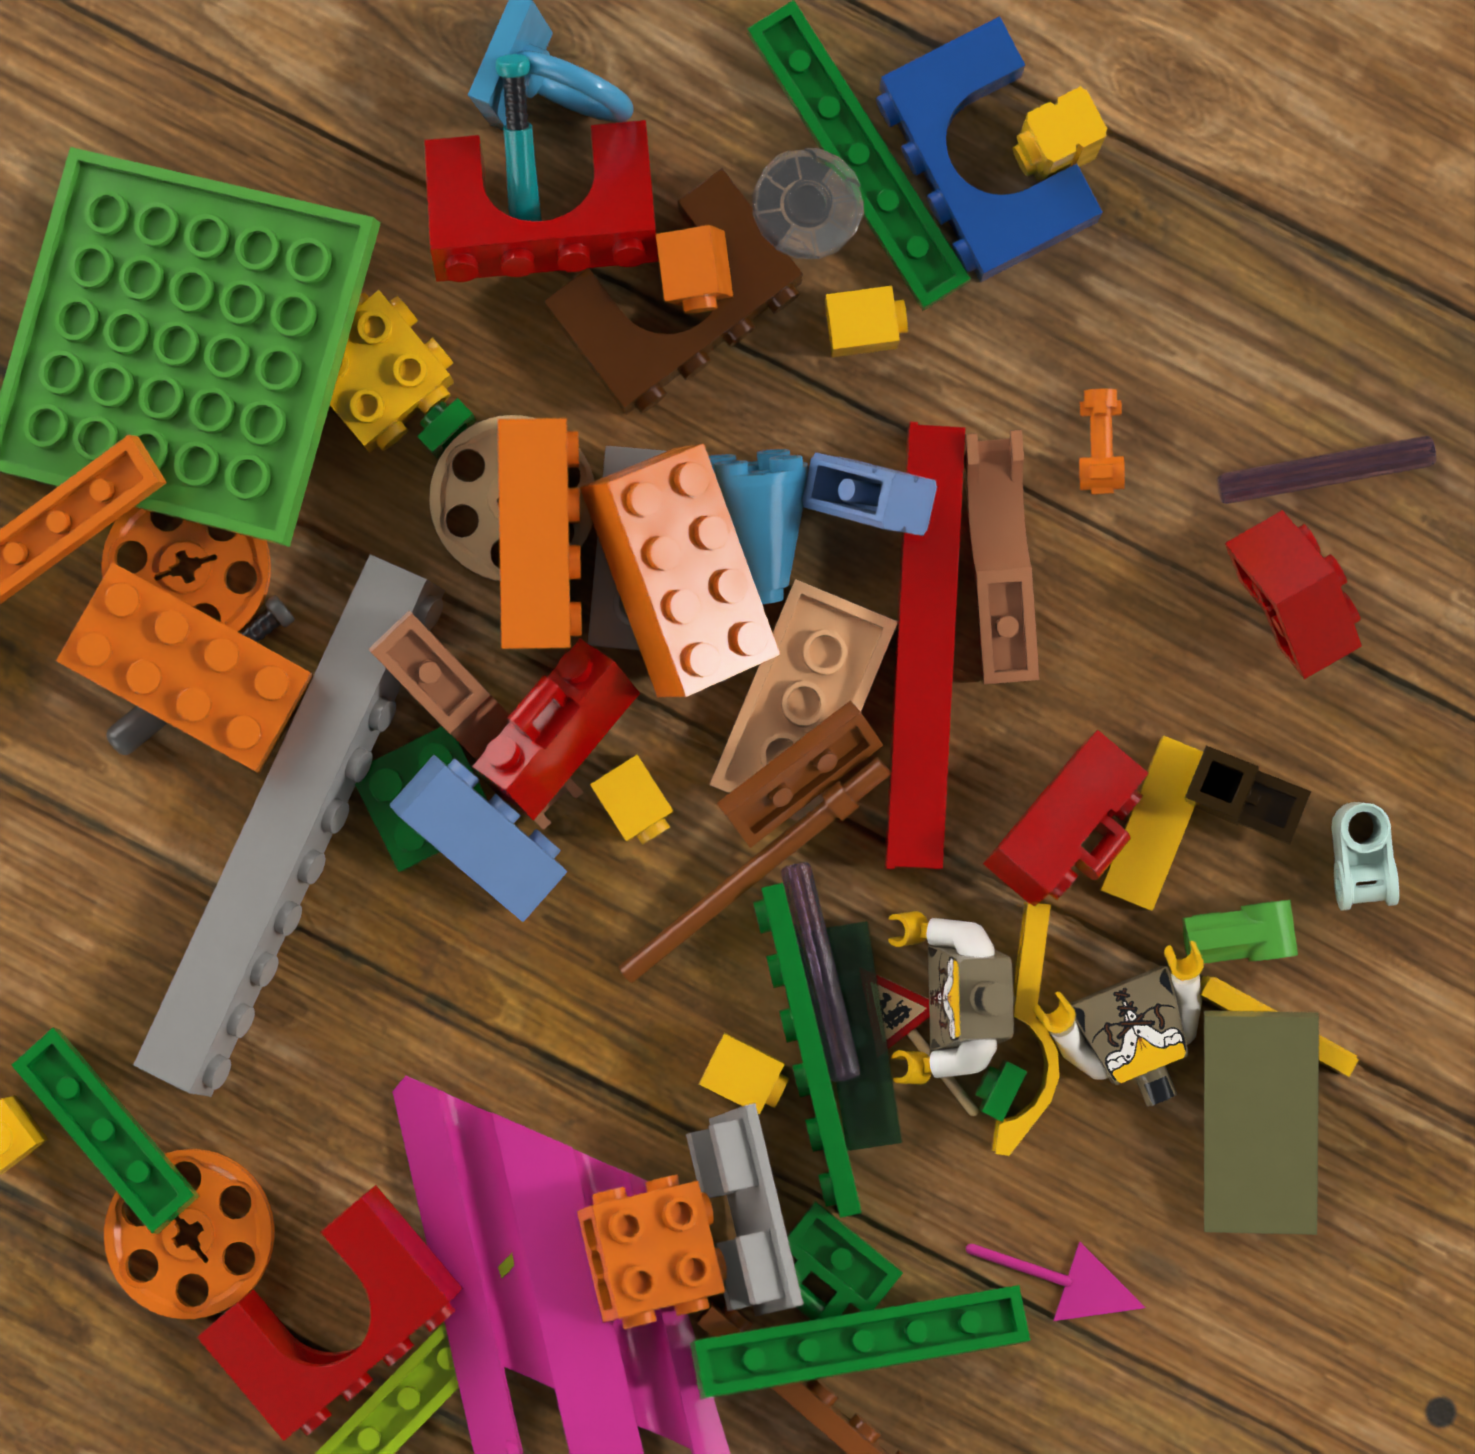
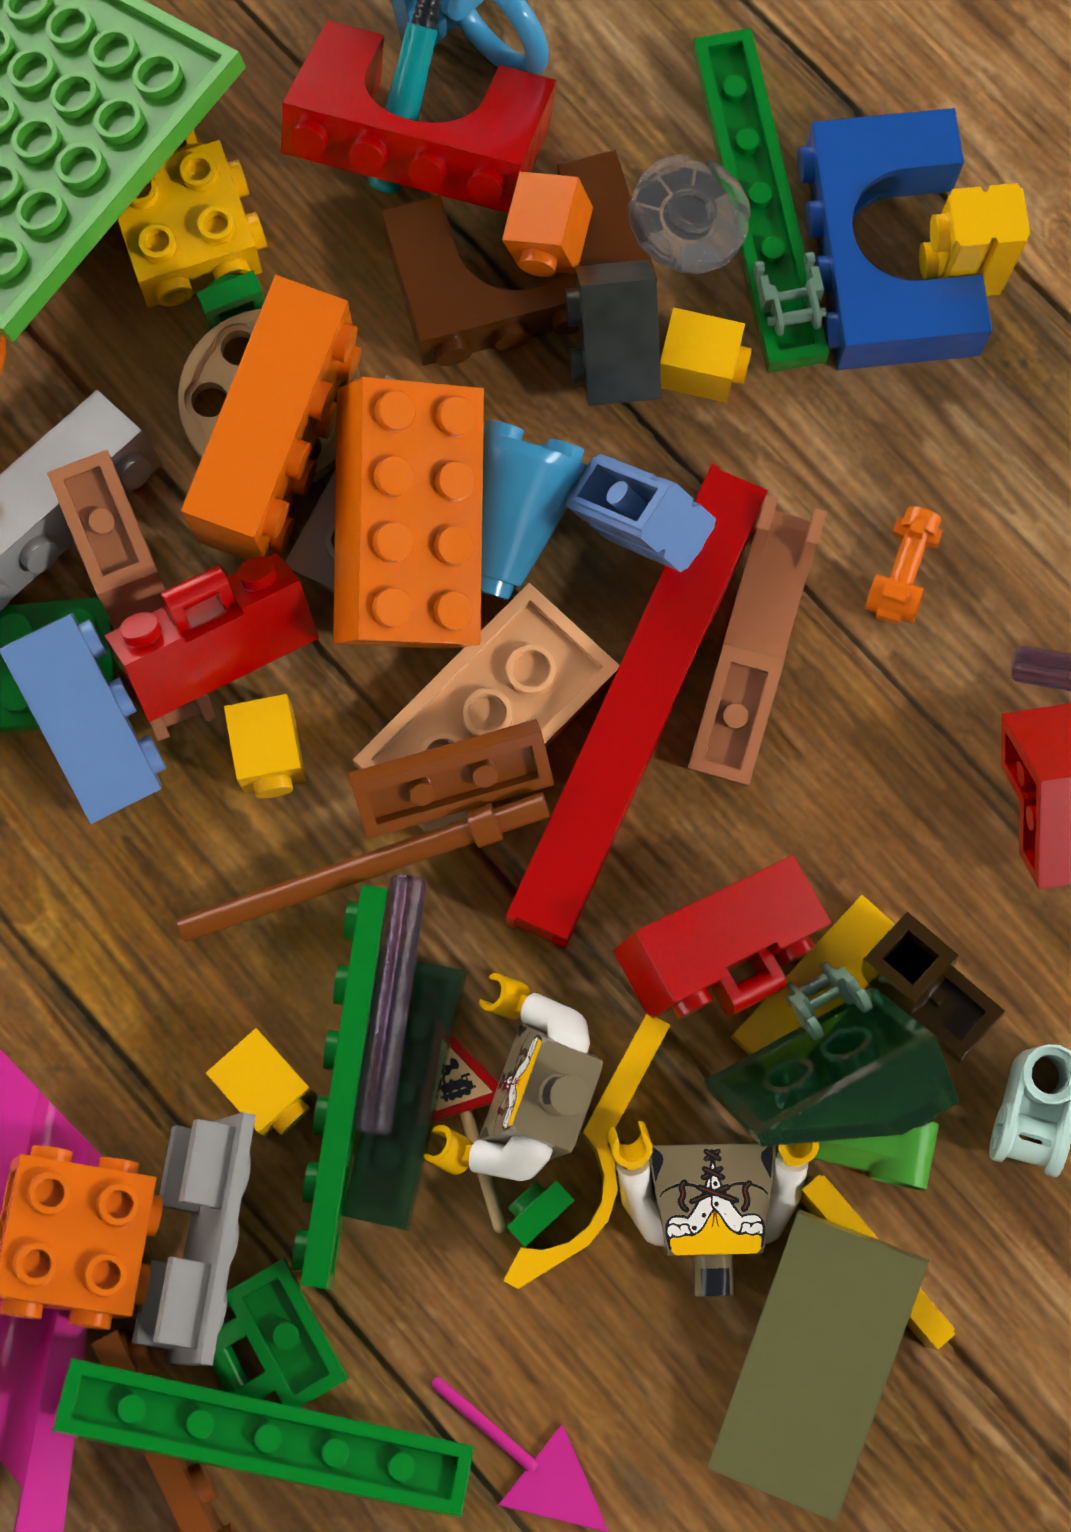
camera: 20 degrees right, 10 degrees down
(787, 335) = (616, 332): none -> pearl dark grey brick
(905, 252) = (770, 298): none -> sand green piece
(1176, 821) = (842, 985): none -> sand green piece
(1197, 899) = (859, 1080): none -> clear green slope

